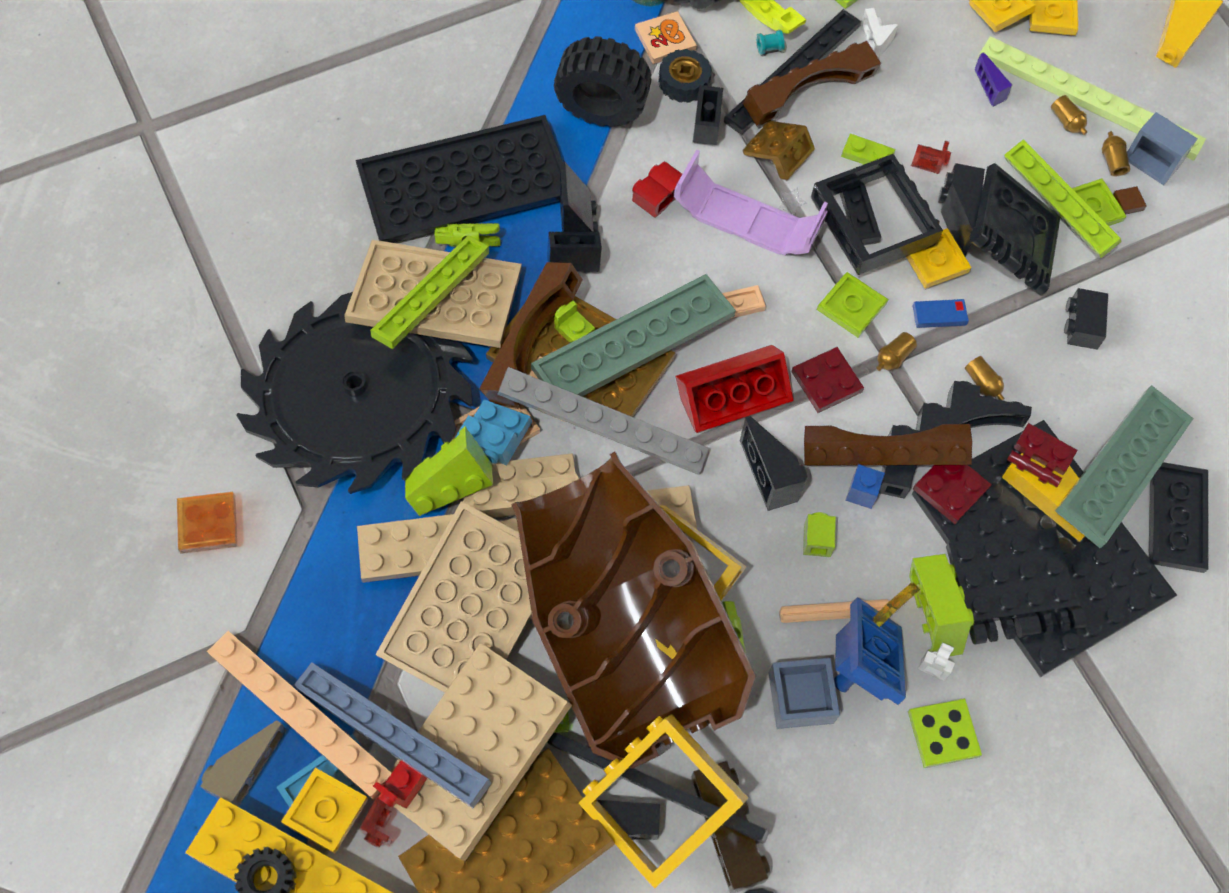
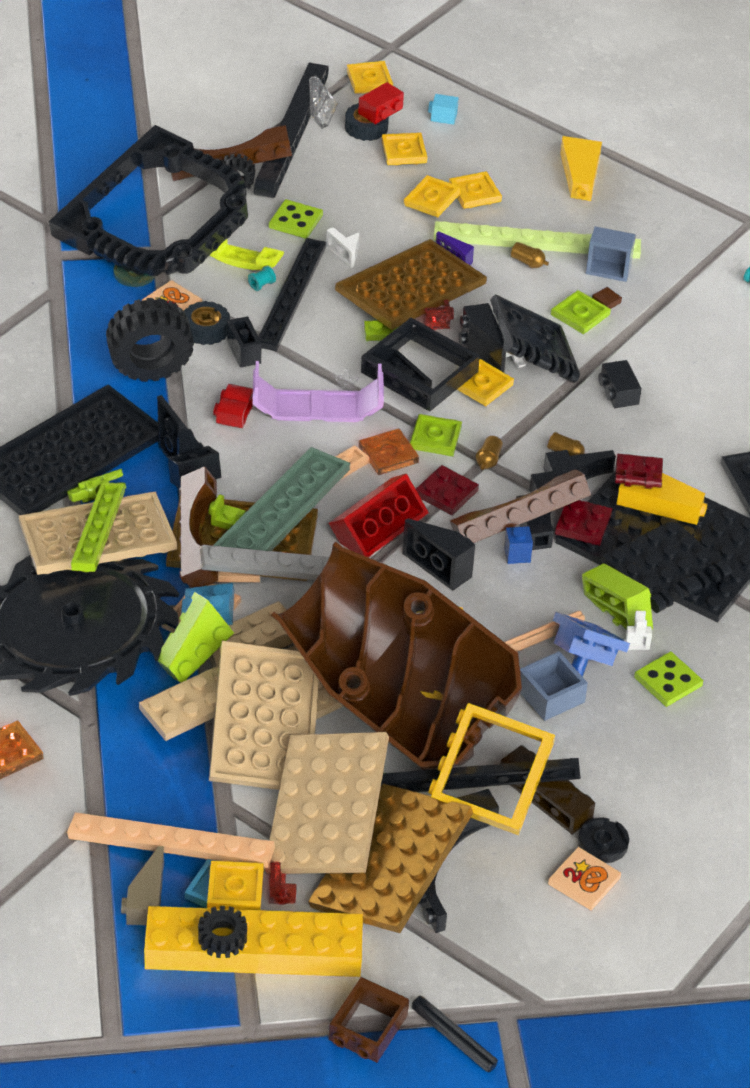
camera: 25 degrees left, 20 degrees down
(393, 735) = (260, 815): sand blue plate -> none
(401, 786) = (286, 845): red bracket -> none
(784, 144) = (318, 341): pearl gold bracket -> none
(791, 306) = (389, 451): none -> clear orange plate
(819, 535) = (502, 588): lime brick -> none
(850, 66) = (288, 314): reddish brown arch -> none
(896, 604) = (587, 605): clear yellow tile -> none
(922, 106) = (410, 283): none -> pearl gold plate
(940, 313) = (507, 418): blue tile -> none
(1062, 198) = (559, 311): lime plate -> none
(1116, 154) = (577, 268): pearl gold piece -> none
(1124, 466) = (702, 460): sand green plate -> none

